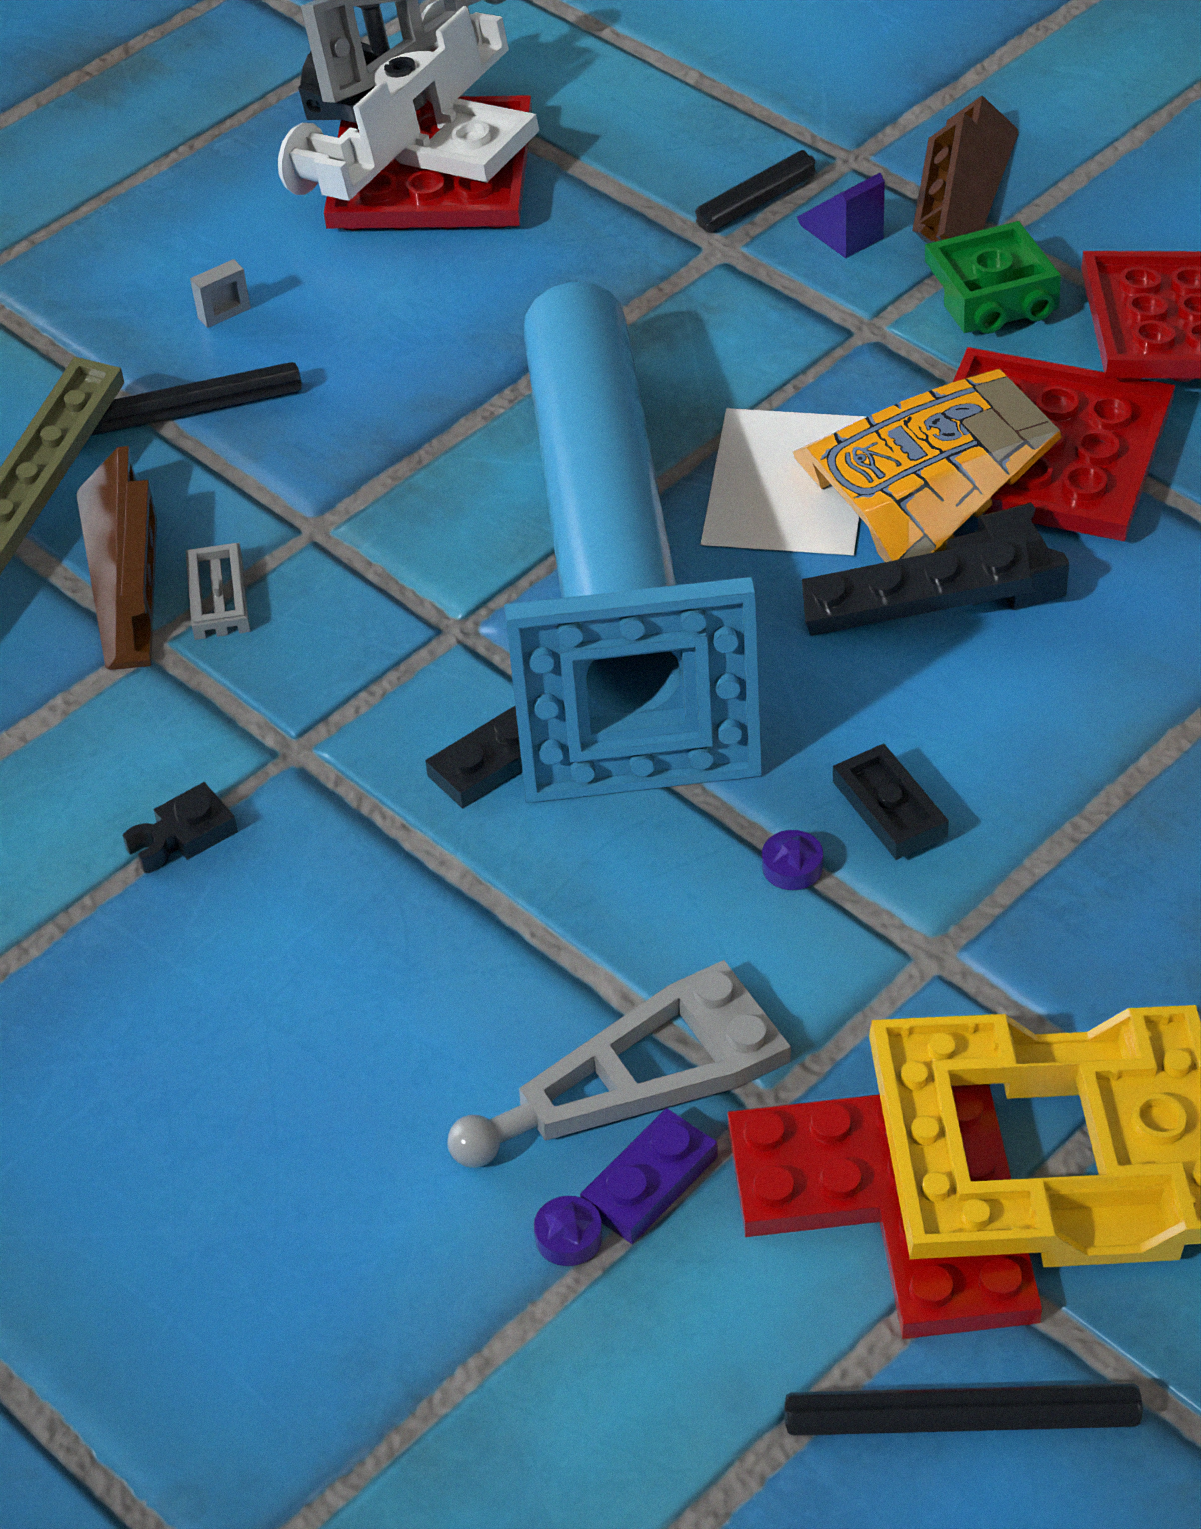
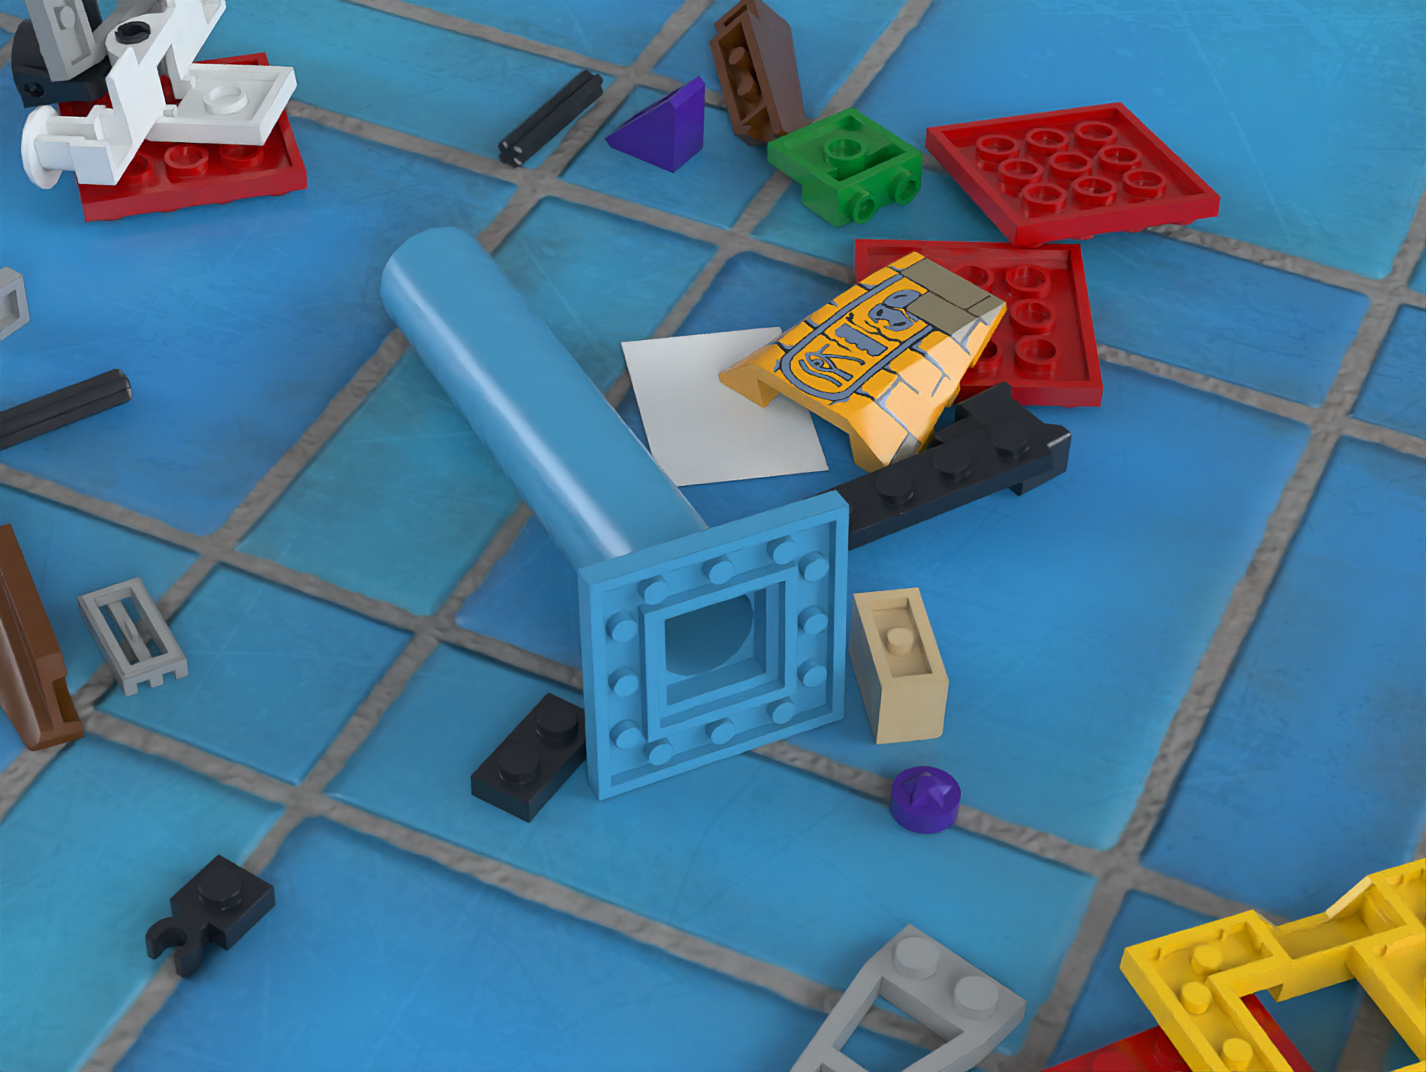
camera: 25 degrees left, 5 degrees down
(815, 739) = (898, 666): none -> tan panel
(890, 801) = (1006, 716): black plate -> none

